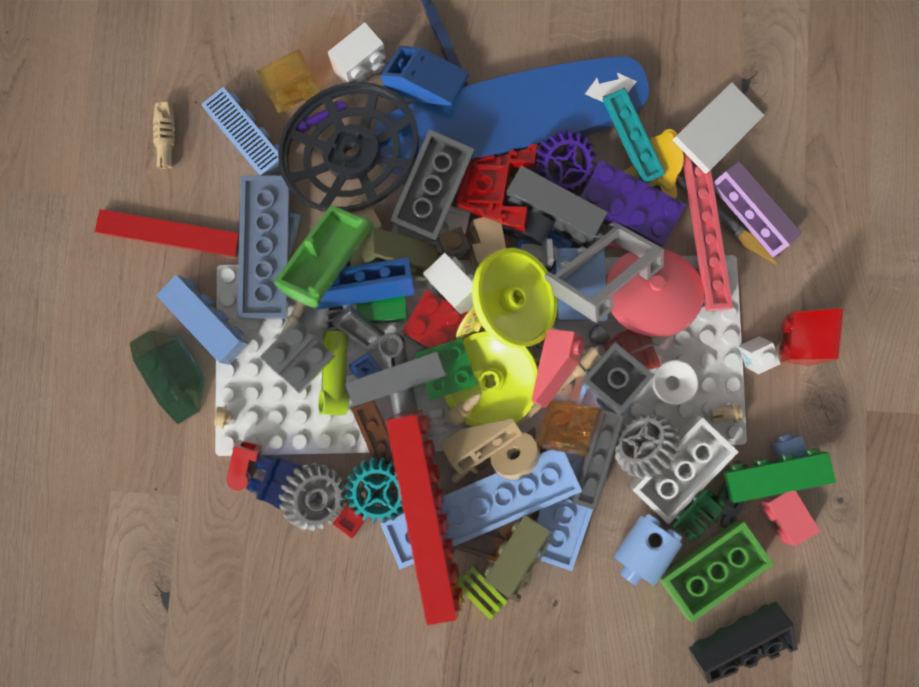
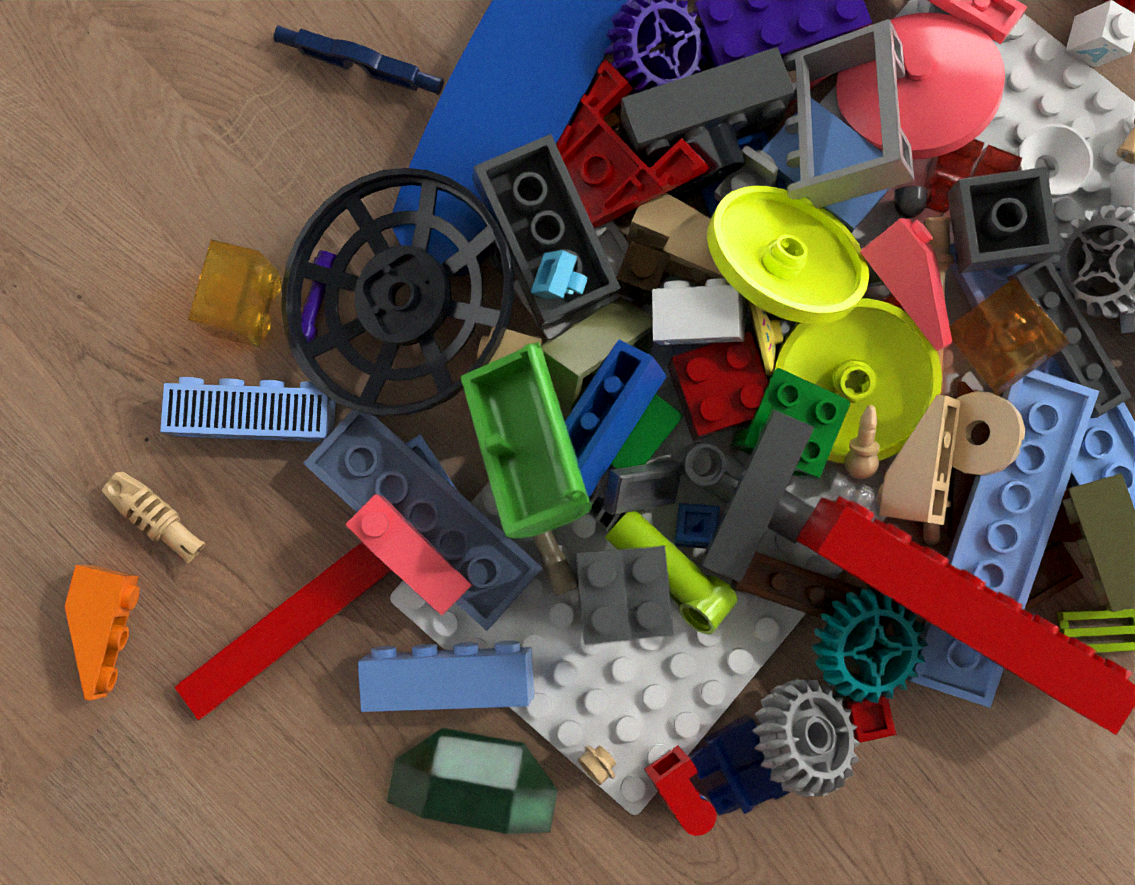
camera: 45 degrees left, 0 degrees up
(98, 152) = (97, 621): none -> orange slope
(239, 253) = (408, 553): none -> coral slope
(358, 55) = (285, 177): white brick -> none
(411, 207) = (557, 276): none -> medium azure tile
(423, 76) = (390, 120): blue slope -> none

